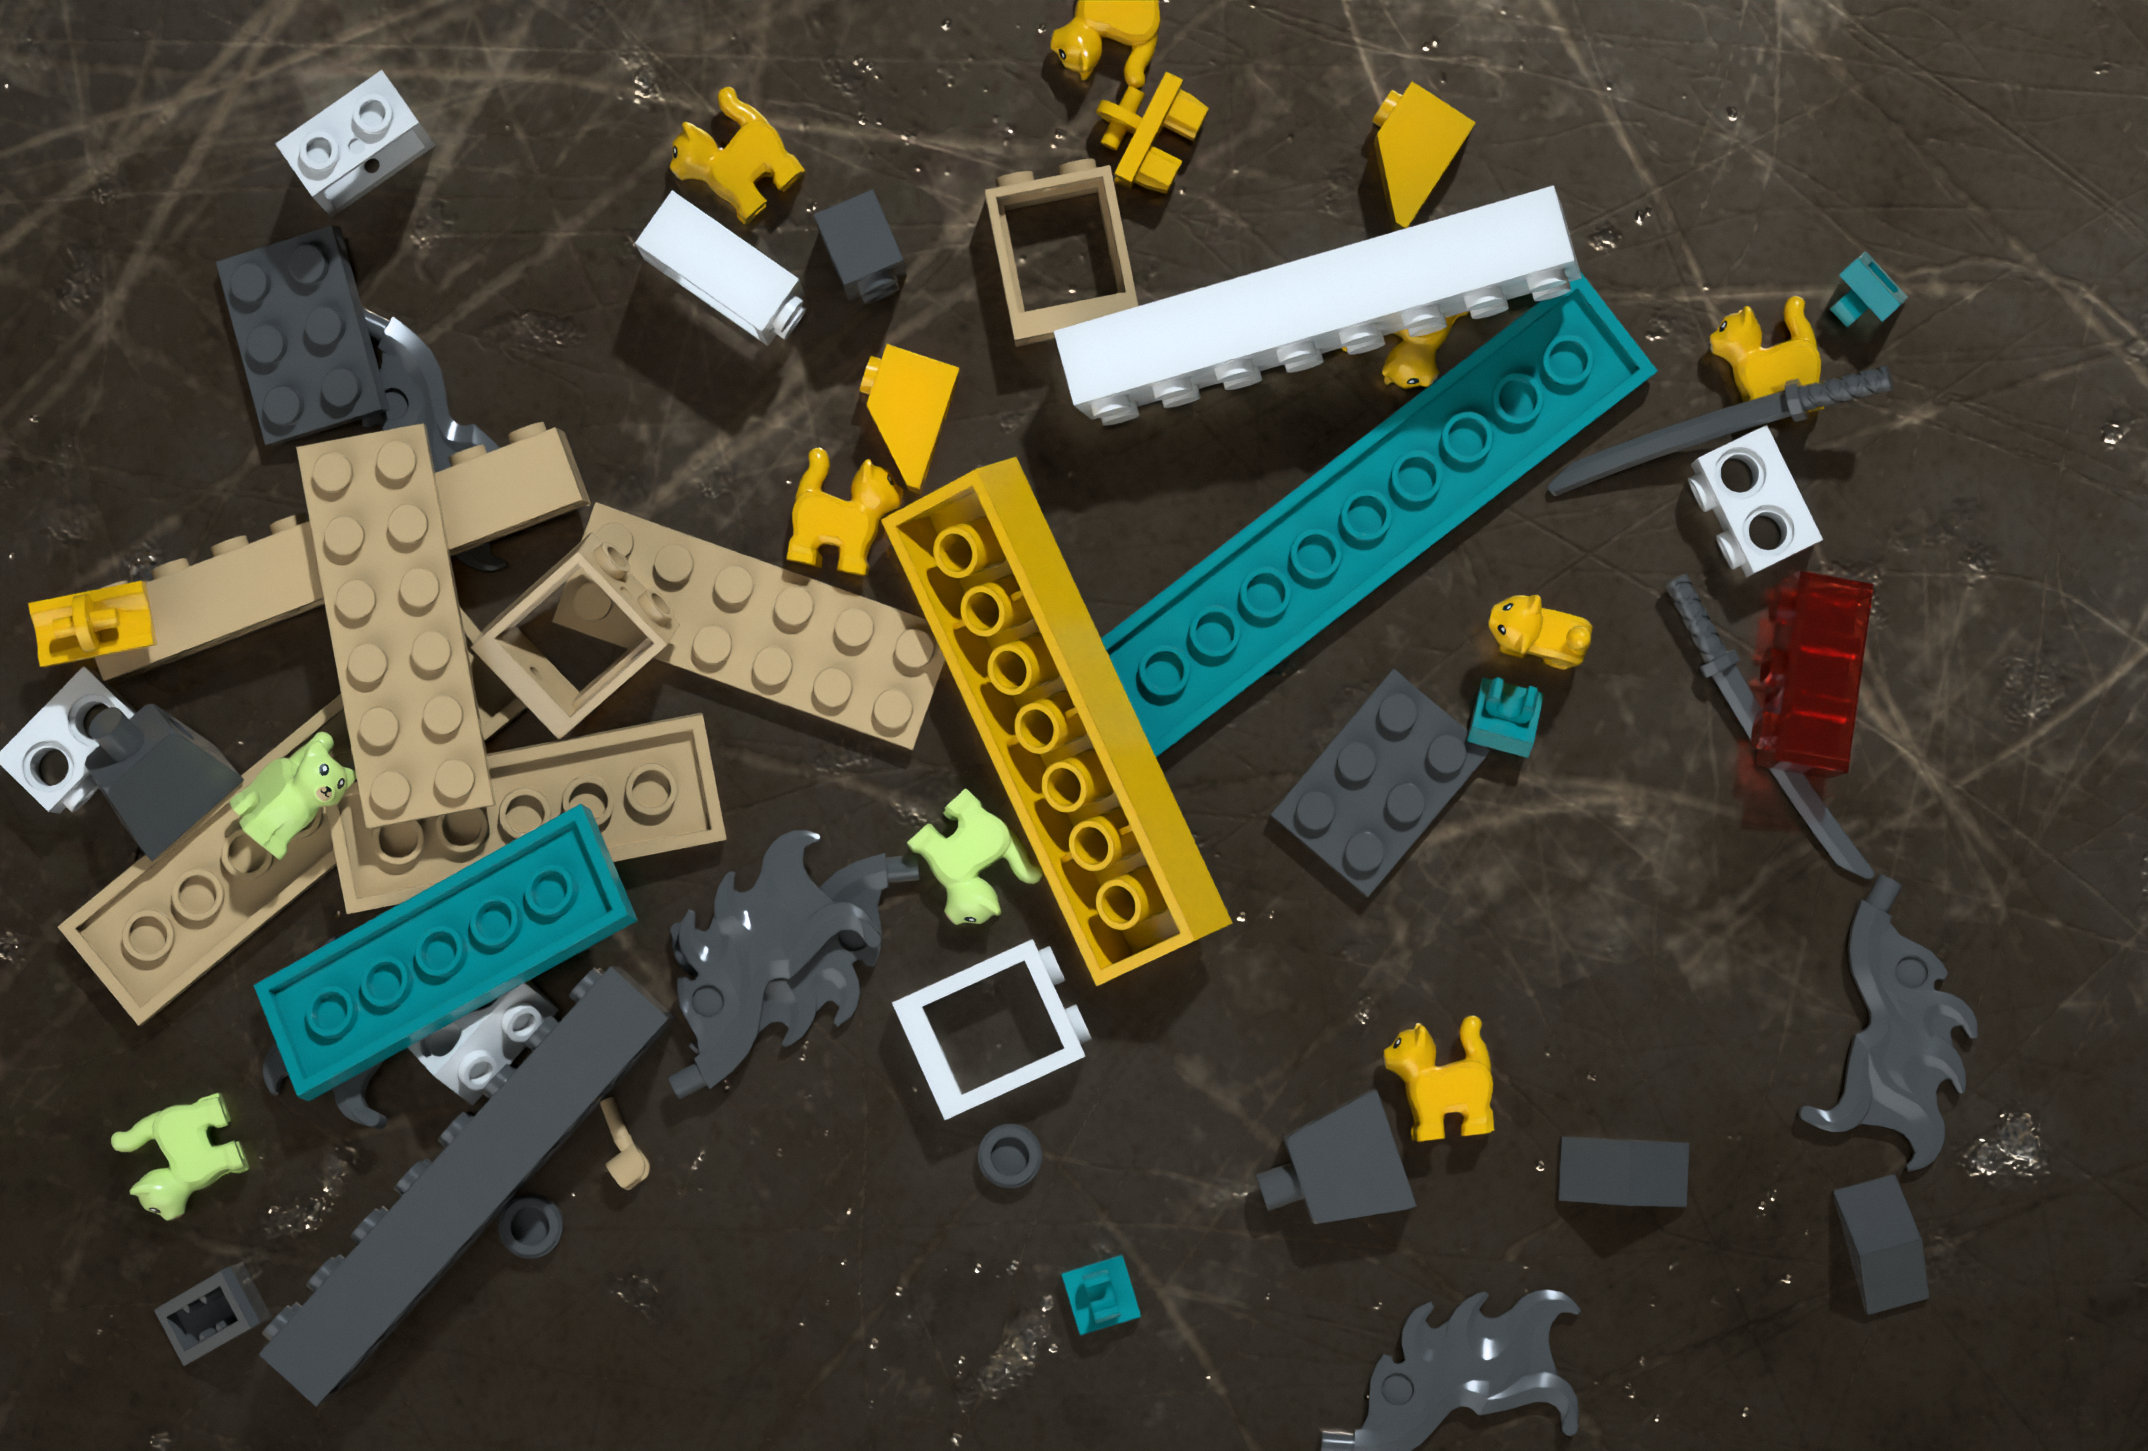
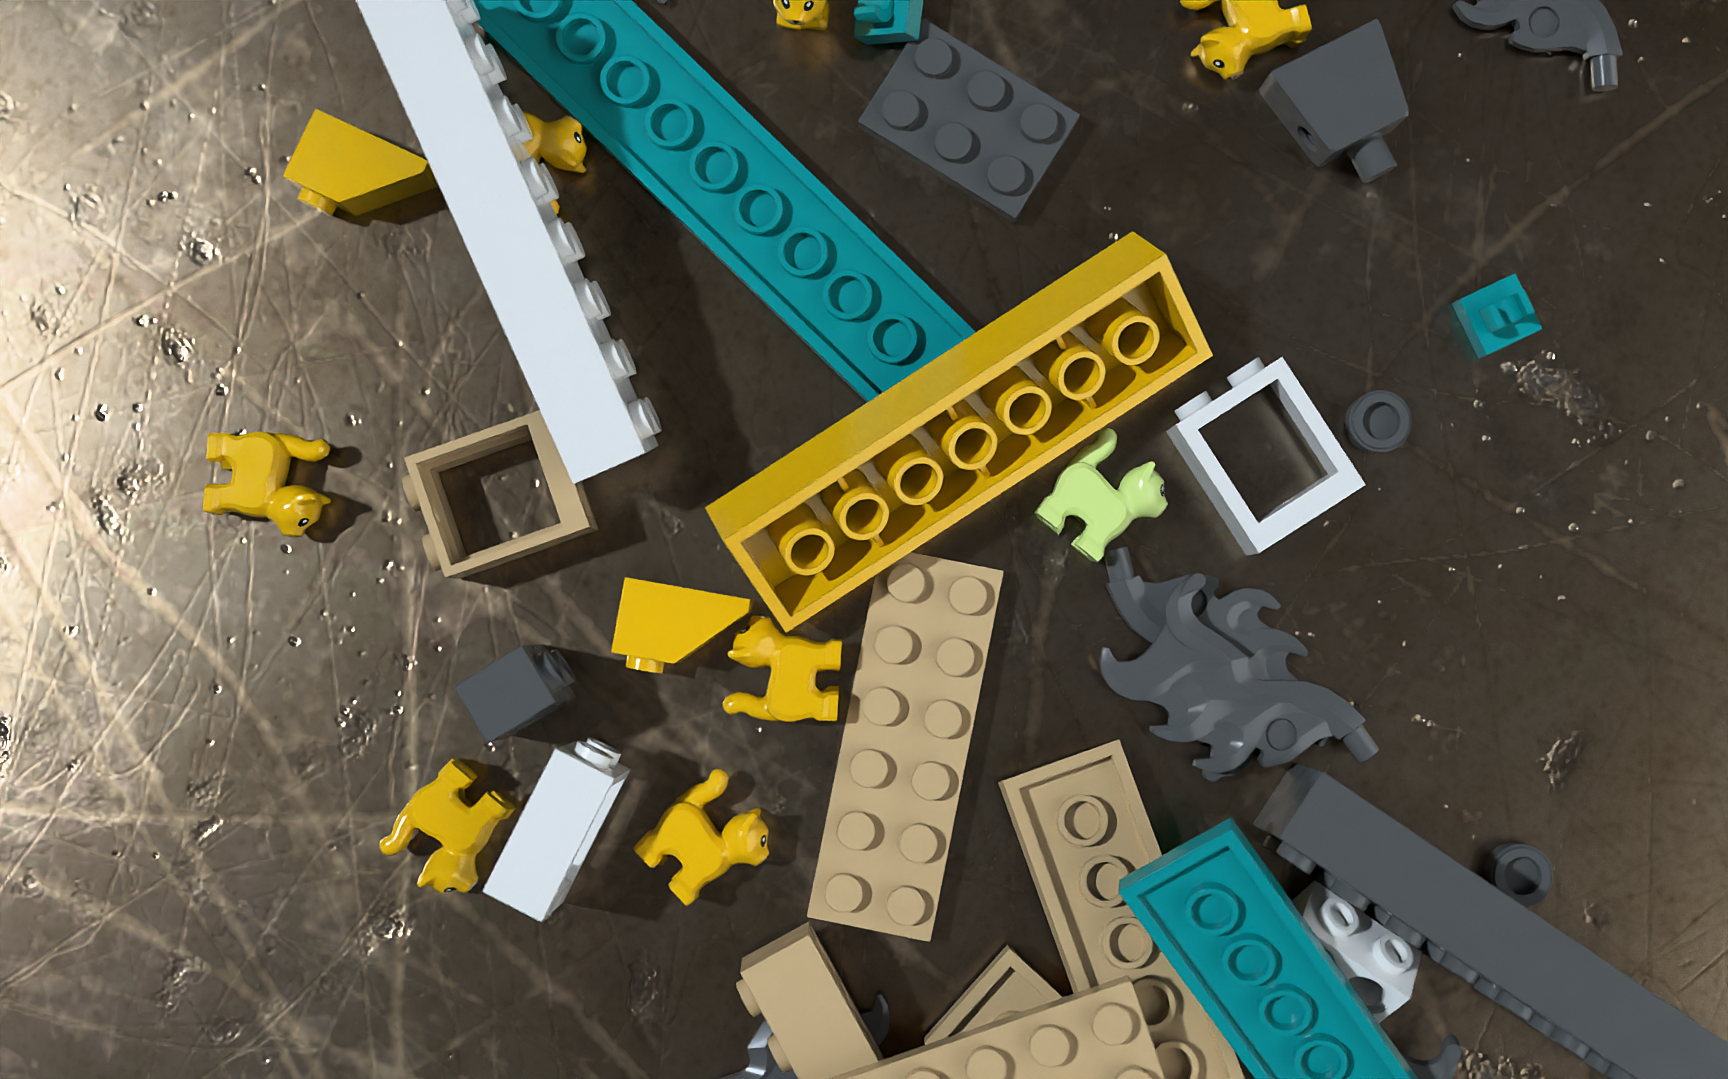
camera: 90 degrees left, 0 degrees up
(535, 677) = (989, 951): tan window -> none
(630, 1164) = (1441, 784): tan hand -> none
(690, 399) = (696, 842): none -> yellow animal
(1168, 109) = (345, 410): yellow hips -> none

